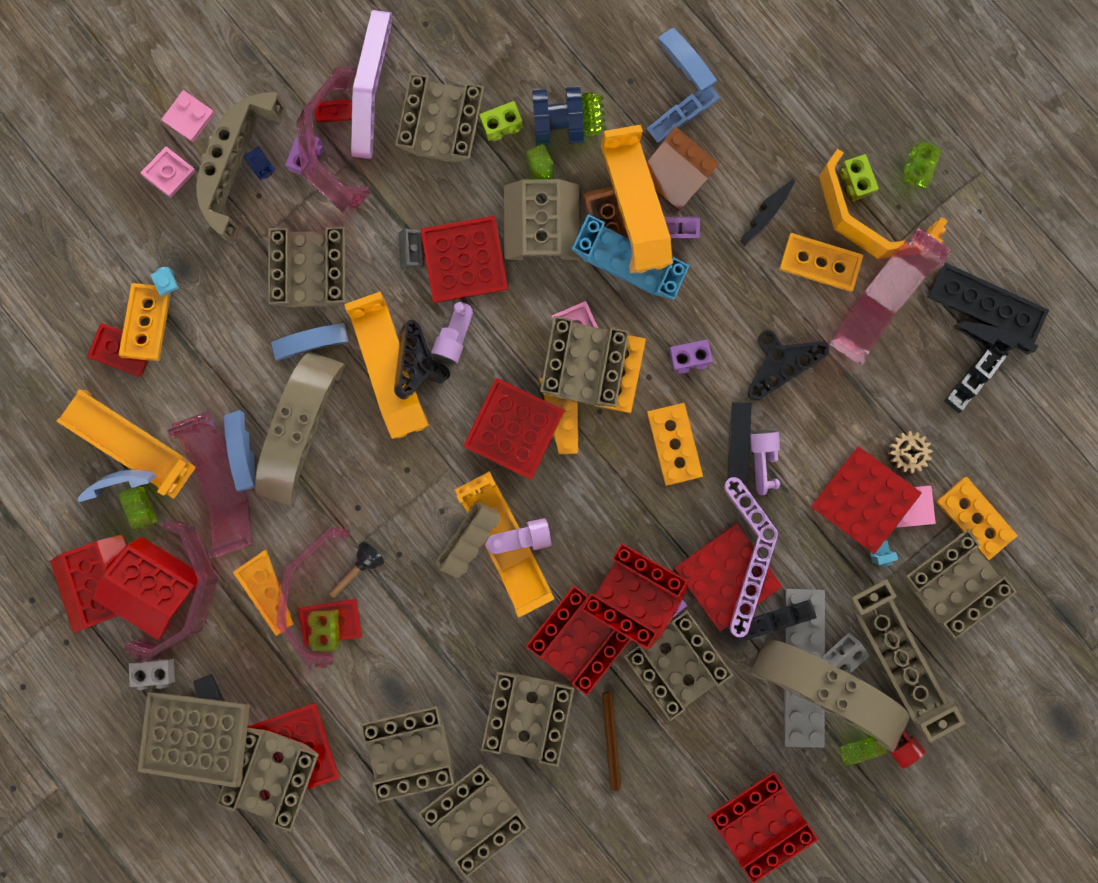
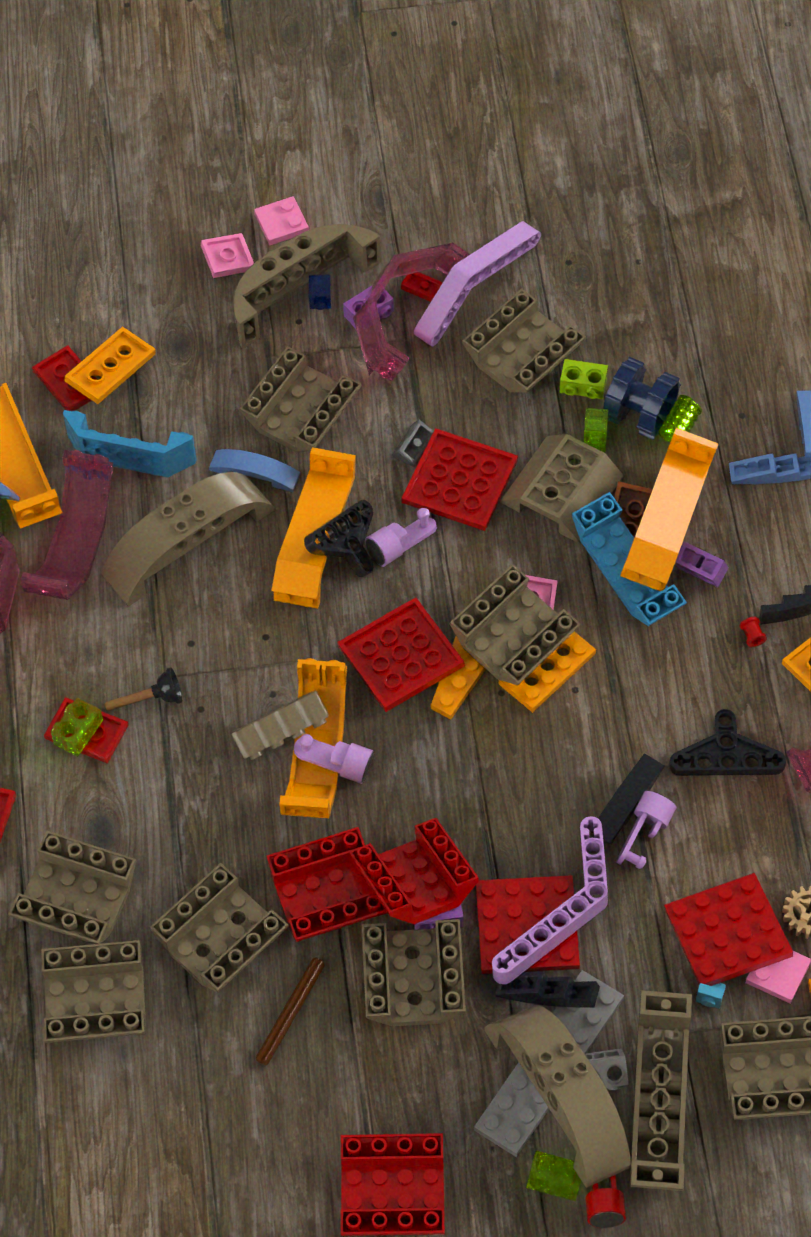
camera: 30 degrees right, 25 degrees down
(164, 280) = (155, 340): medium azure bracket -> none
(239, 452) = (114, 523): medium blue slope -> none
(247, 367) = (132, 453): none -> dark azure slope
(263, 588) = (44, 660): light orange wing -> none
(319, 658) = (87, 644): clear pink panel -> none
(667, 455) = (566, 778): light orange plate -> none
(679, 168) = (735, 512): slope -> none
(688, 351) = (633, 684): medium lavender brick -> none
(745, 257) = (753, 631): none -> red bush

